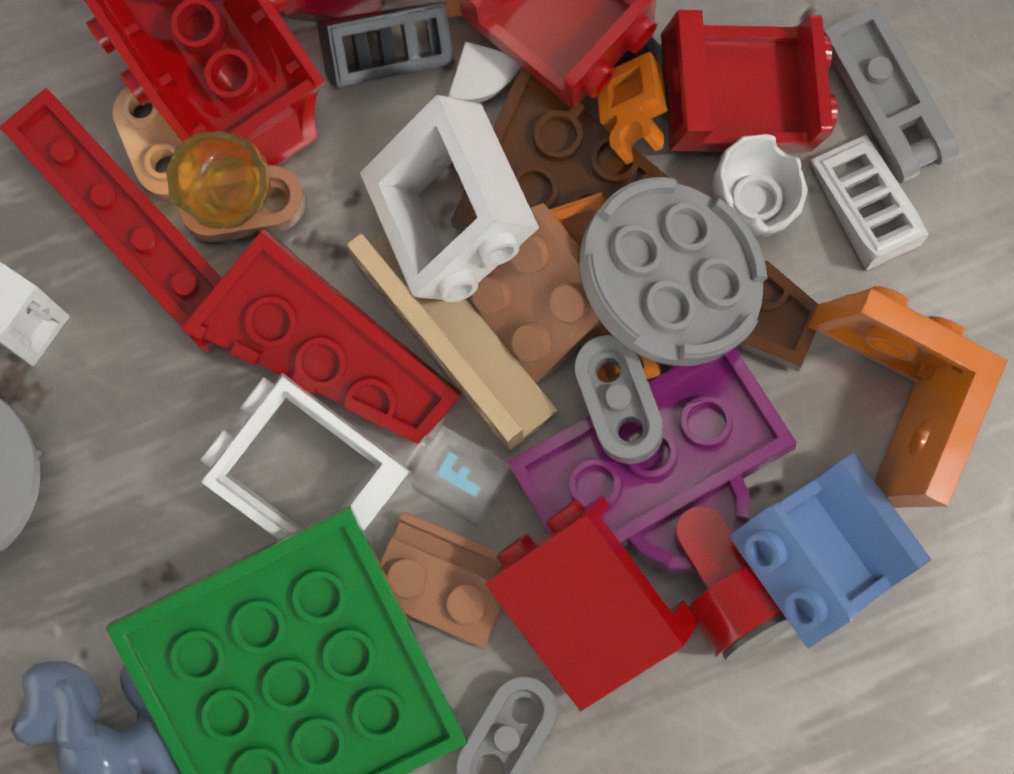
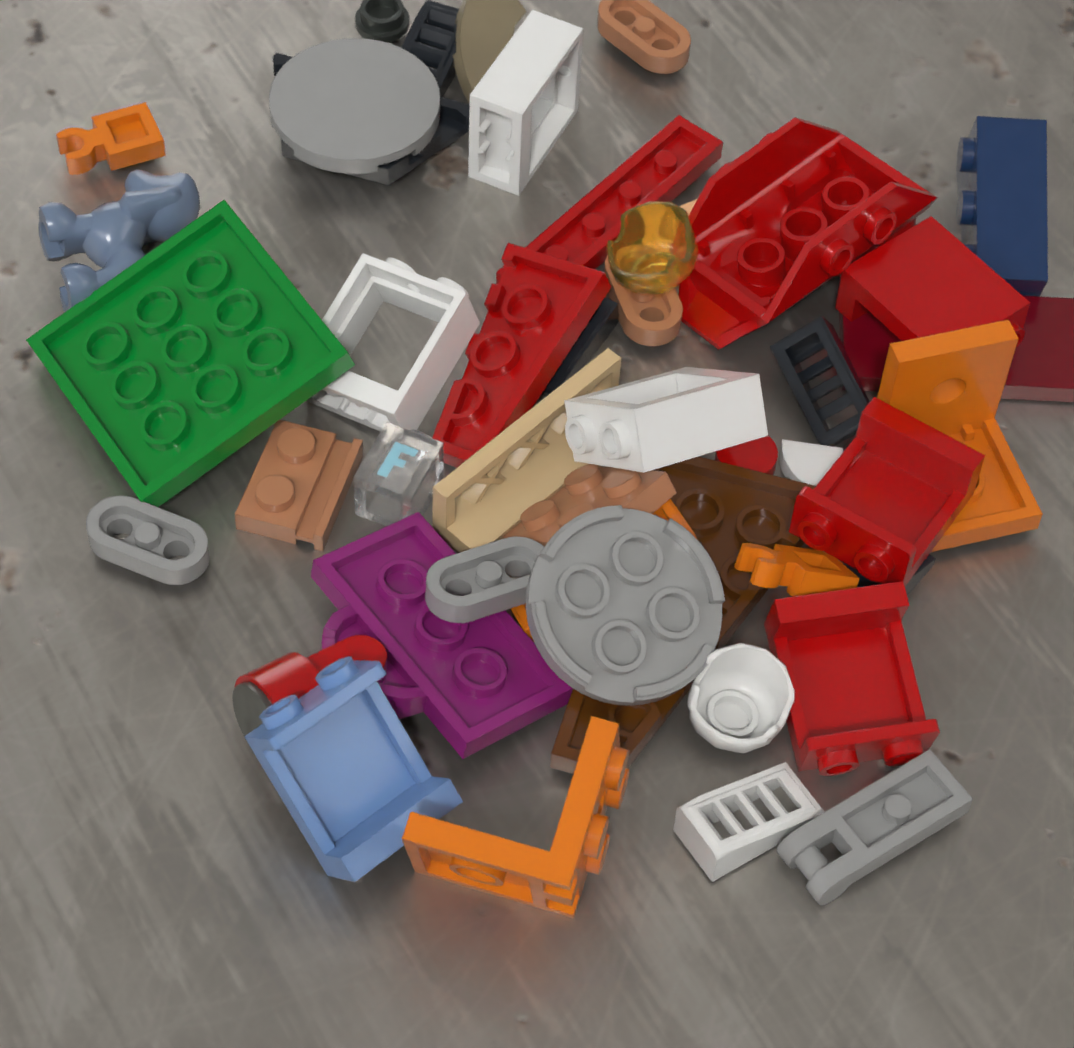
camera: 75 degrees right, 25 degrees down
(587, 604) = (272, 561): red panel -> none

